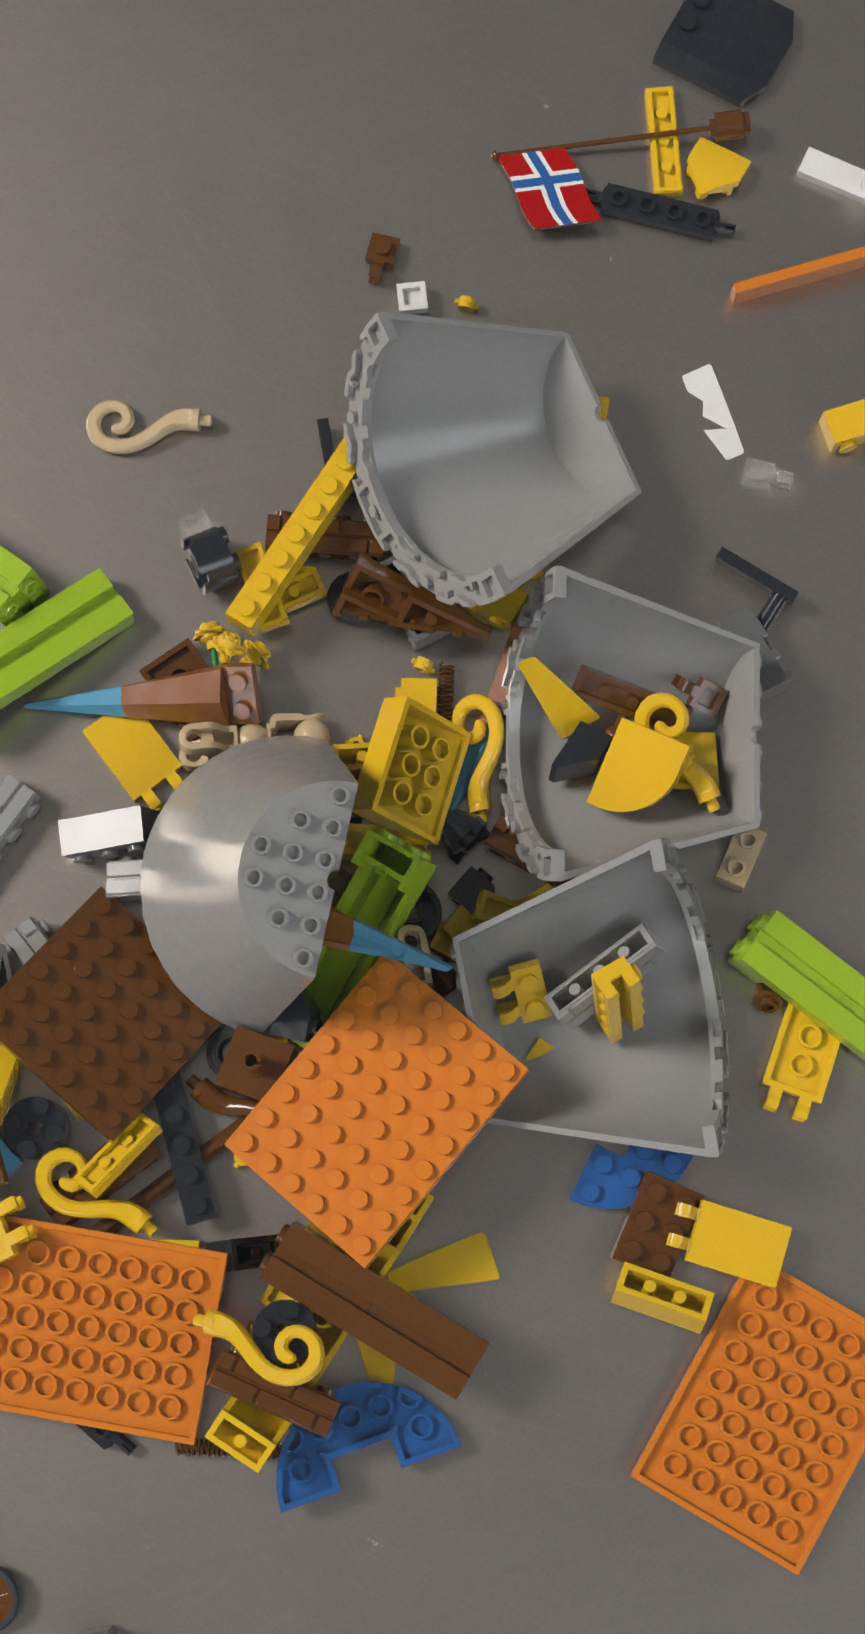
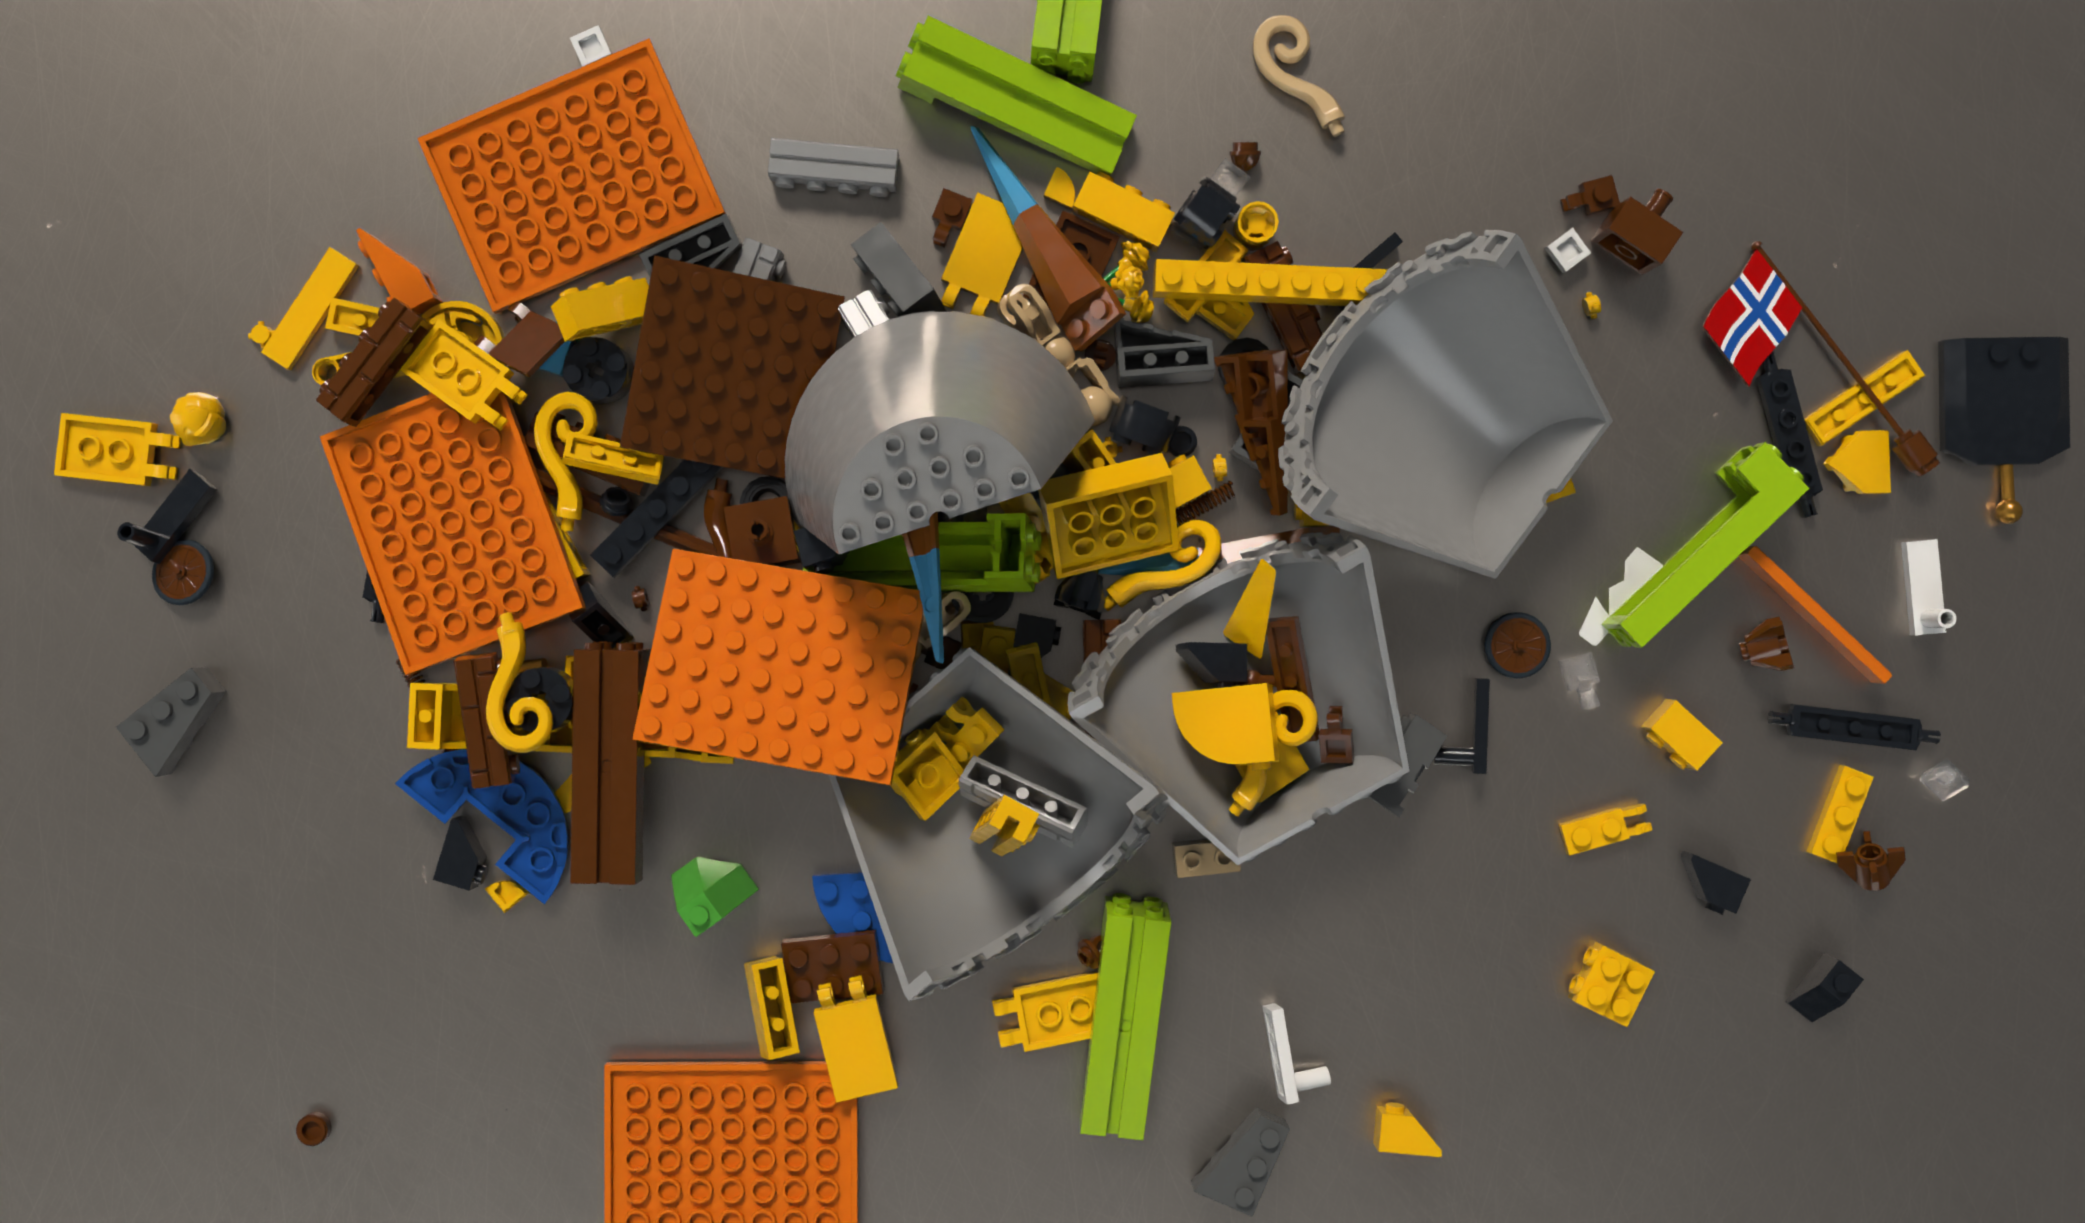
camera: 60 degrees right, 10 degrees up
(85, 763) = (950, 213): none -> reddish brown plate
(120, 663) = (1061, 189): none -> yellow tile
(154, 1176) = (616, 501): none -> black plate
(168, 622) = (1123, 210): none -> yellow brick
(183, 502) = (1245, 155): none -> reddish brown plate
(245, 524) = (1255, 225): none -> yellow wheel
(248, 1208) = (640, 598): none -> reddish brown piece
(273, 704) = (1102, 353): none -> reddish brown plate
(304, 660) = (1160, 356): none -> dark grey wedge
(352, 704) = (1144, 425): none -> black brick
(379, 1496) = (461, 857): none -> black slope
(383, 683) = (1183, 442): none -> black plate
(431, 235) = (1639, 233): none -> reddish brown brick
(433, 1476) = (506, 893): none -> yellow tile
(454, 1264) = (698, 808): yellow sticker -> none
(531, 1291) = (709, 891): none -> bright green slope
(538, 1044) = (925, 773): none -> yellow plate
(693, 254) = (1763, 493): none -> lime brick
(707, 511) = (1517, 645): none -> reddish brown wheel
(816, 81) = (2008, 510): none -> pearl gold bar
(820, 318) = (1767, 646): none -> reddish brown brick

